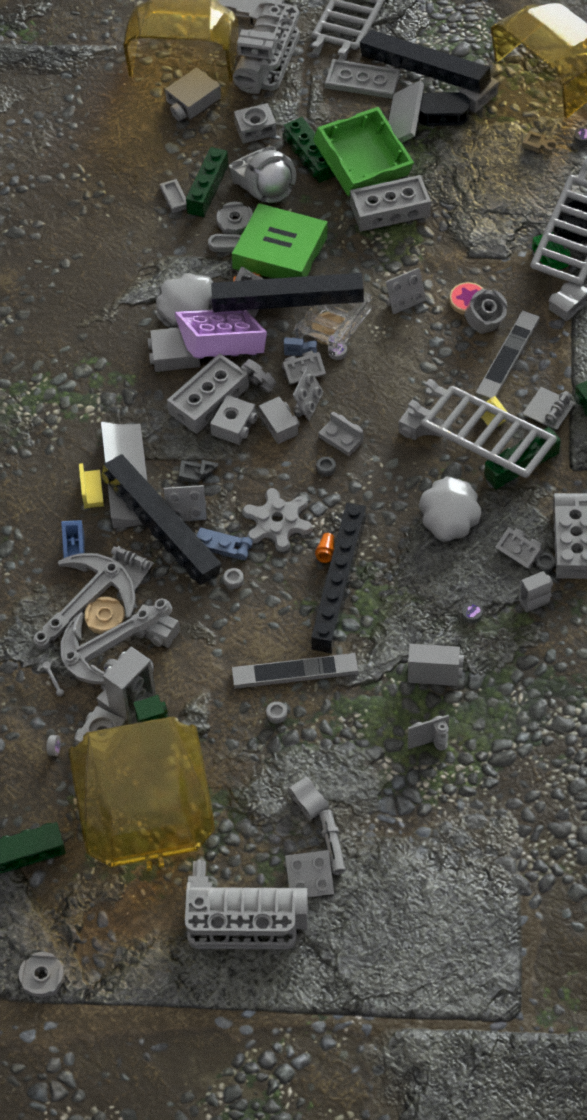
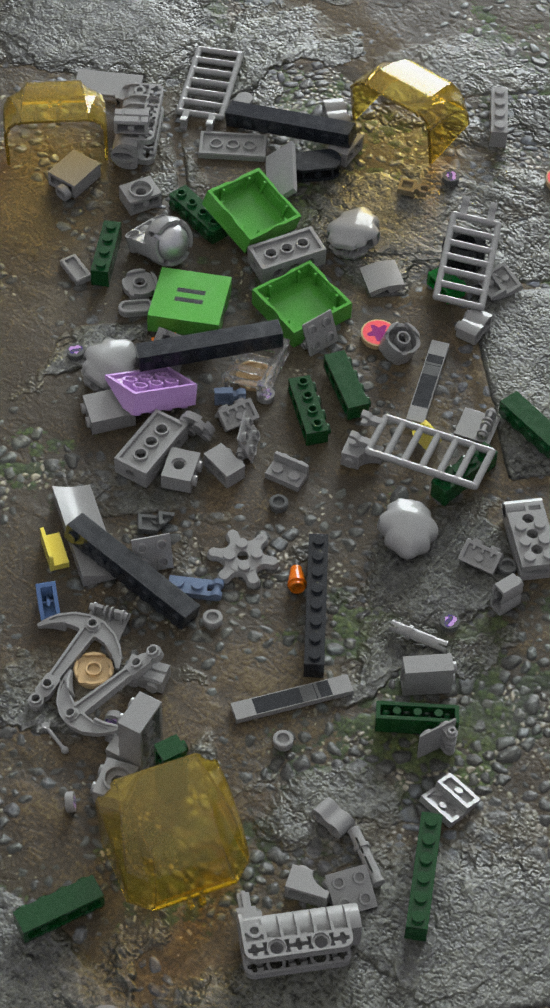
camera: 15 degrees left, 5 degrees down
(154, 282) = (75, 351): none -> dark grey tile
(261, 863) = (303, 887): none -> light grey arch
(377, 371) = (308, 410): none -> dark green brick
(384, 870) = (423, 876): none -> dark green brick
(385, 27) = (244, 97): none -> light grey tile
(392, 251) = (300, 298): none -> bright green tile
(410, 706) = (412, 717): none -> dark green brick
(421, 349) = (346, 384): none -> dark green brick
(430, 796) = (450, 799): none -> light grey slope
(436, 622) = (410, 632): none -> light grey pin
(465, 186) = (353, 233): none -> light grey piece
(477, 49) = (335, 109): none -> light grey brick
(486, 237) = (382, 277): none -> light grey slope

